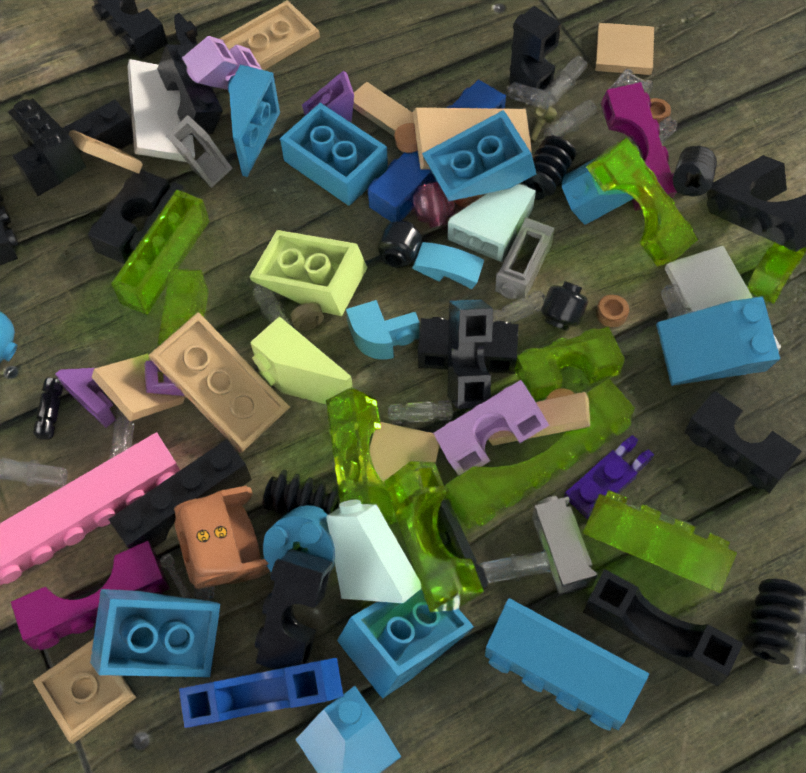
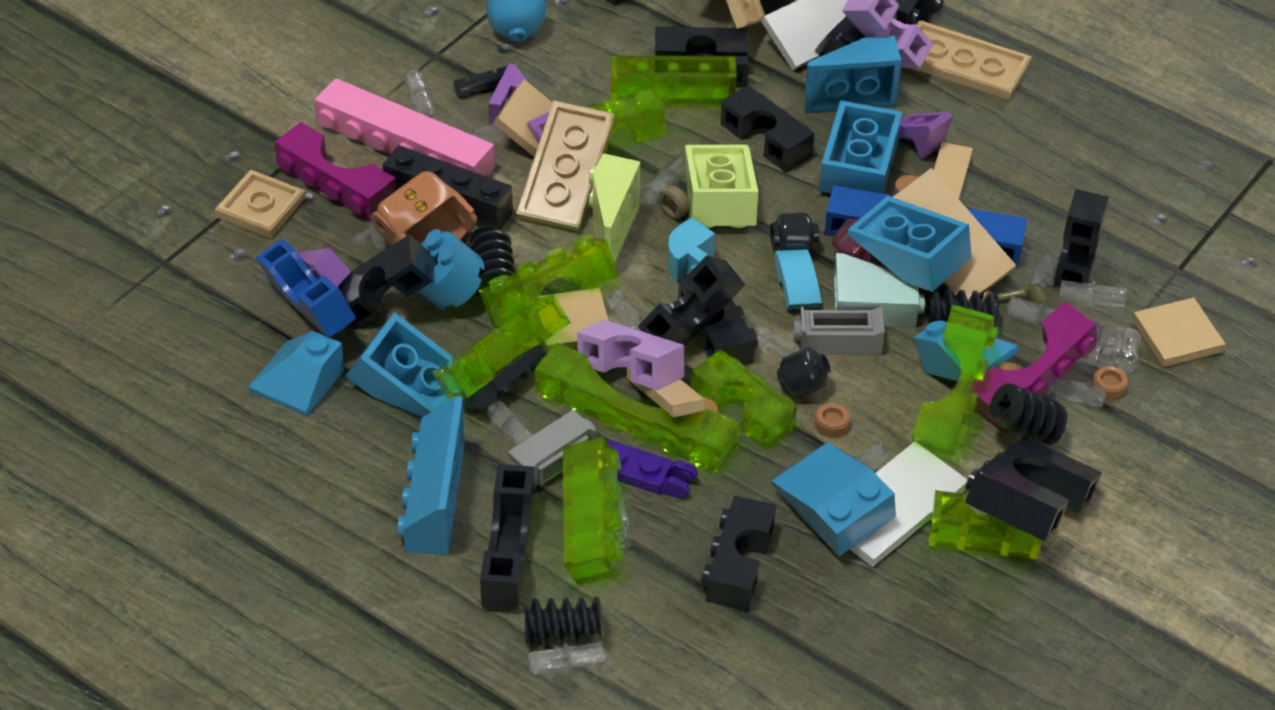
camera: 60 degrees right, 15 degrees down
(153, 635) = (319, 207): dark azure slope -> none
(211, 164) = (785, 79): light grey window -> none
(240, 662) = (325, 263): none -> medium lavender slope
(279, 197) = (786, 138): none -> black arch
(368, 556) = (457, 306): light aqua slope -> none

